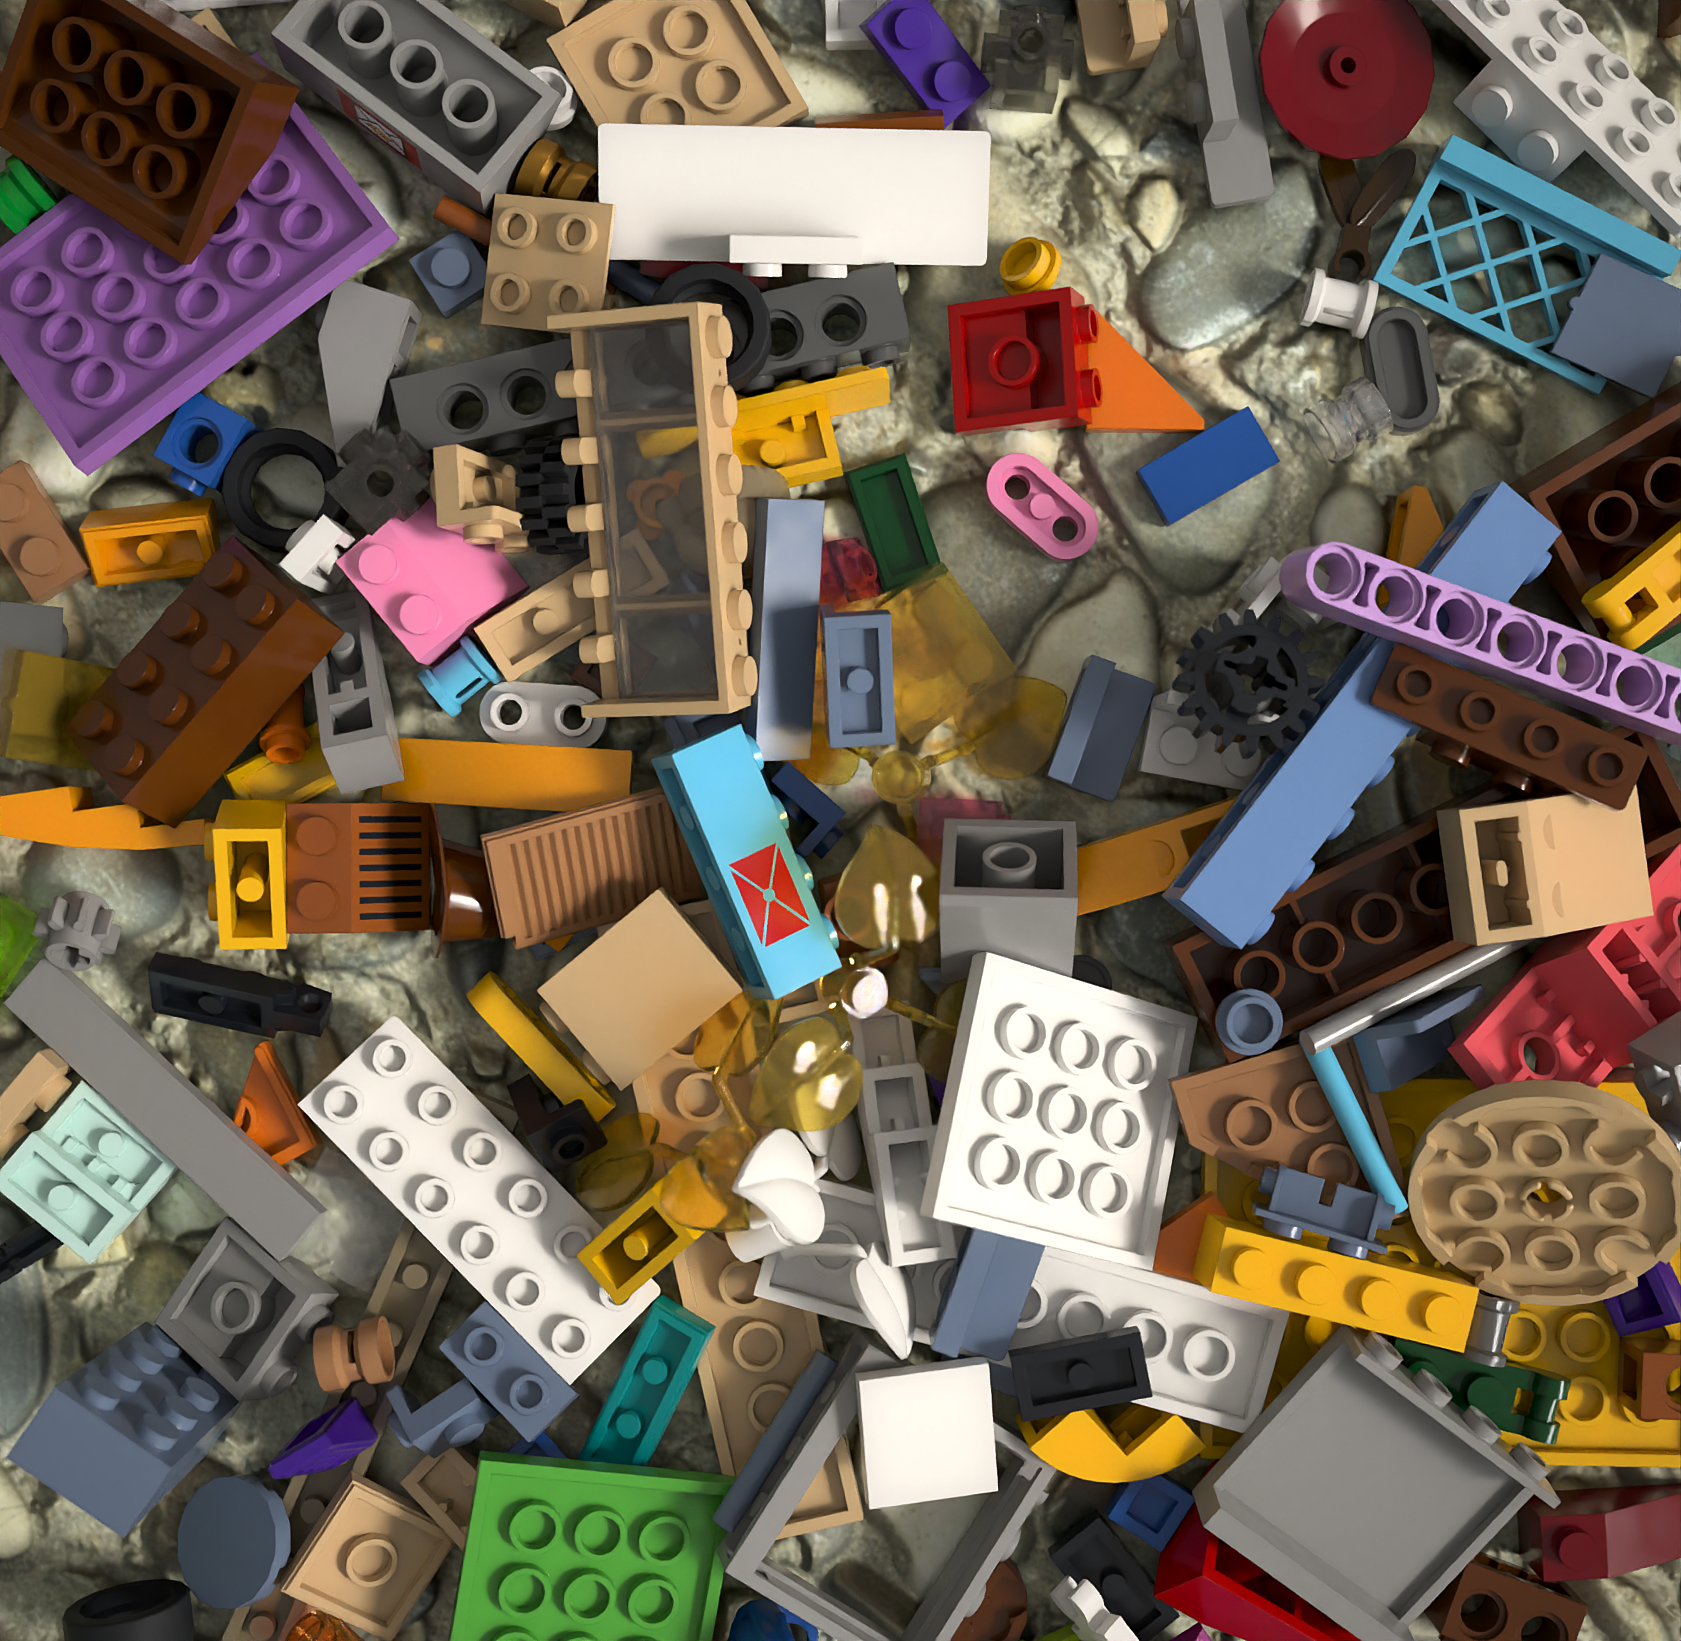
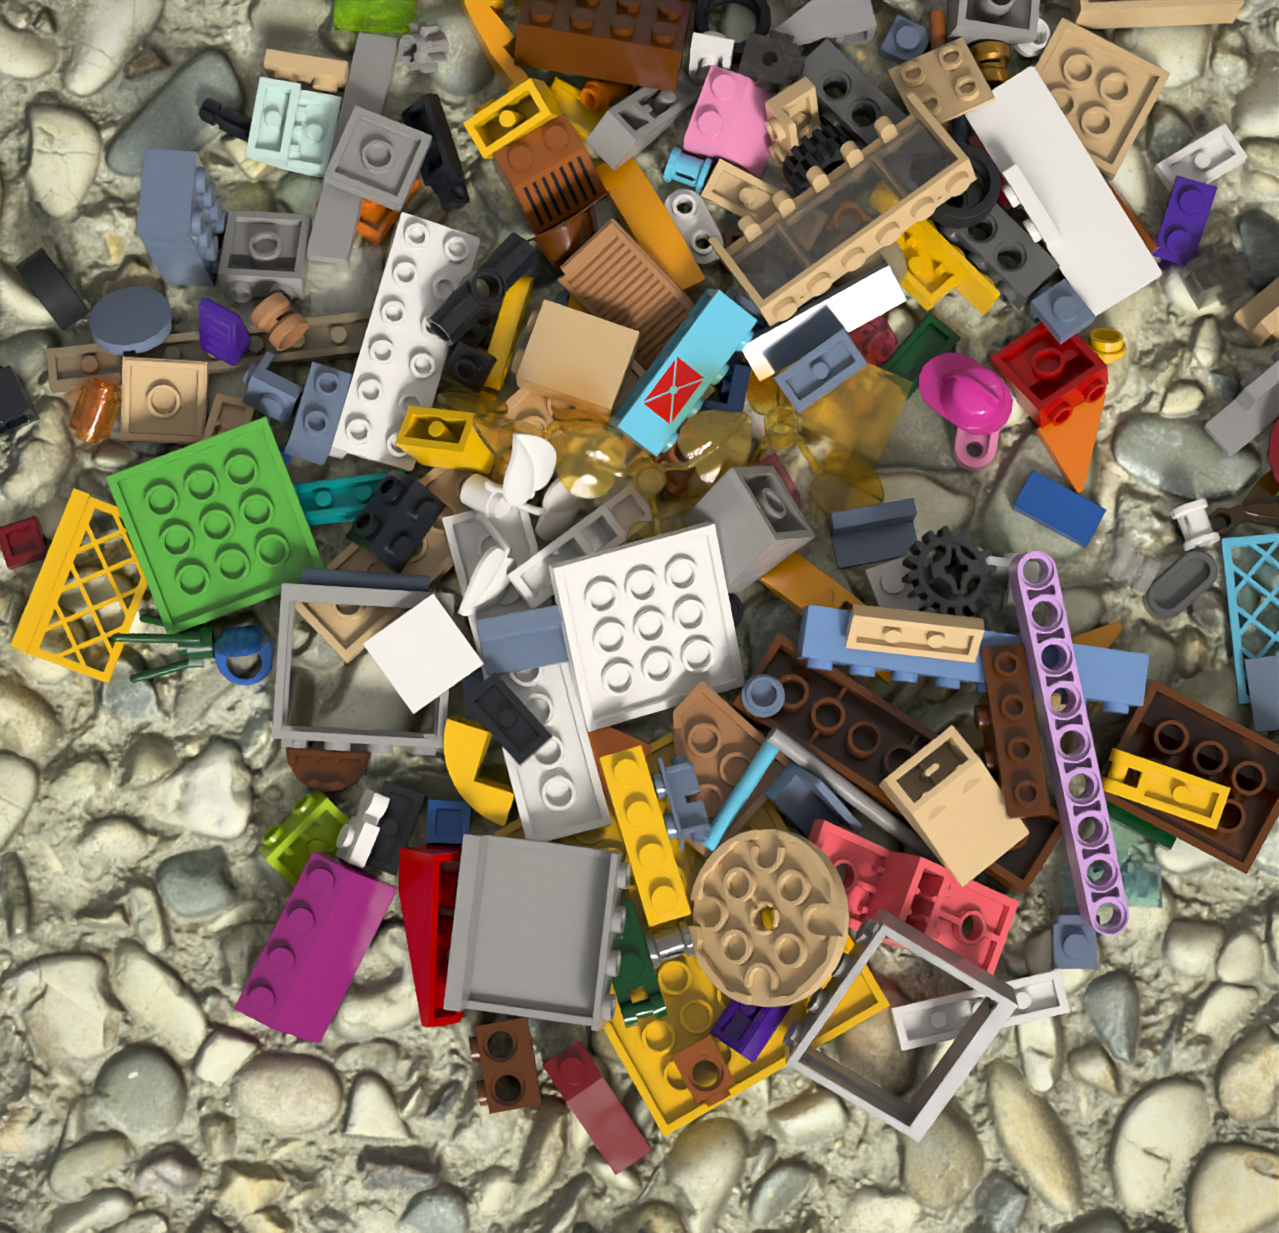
camera: 55 degrees right, 10 degrees down
(202, 1092) = (377, 158): none -> light grey plate
(459, 1018) = (464, 304): none -> black piece
(719, 1357) = (396, 520): none -> black bracket
(952, 299) = (1060, 310): none -> sand blue bracket
(986, 494) = (966, 393): none -> dark pink piece
(1307, 784) = (914, 633): none -> tan plate

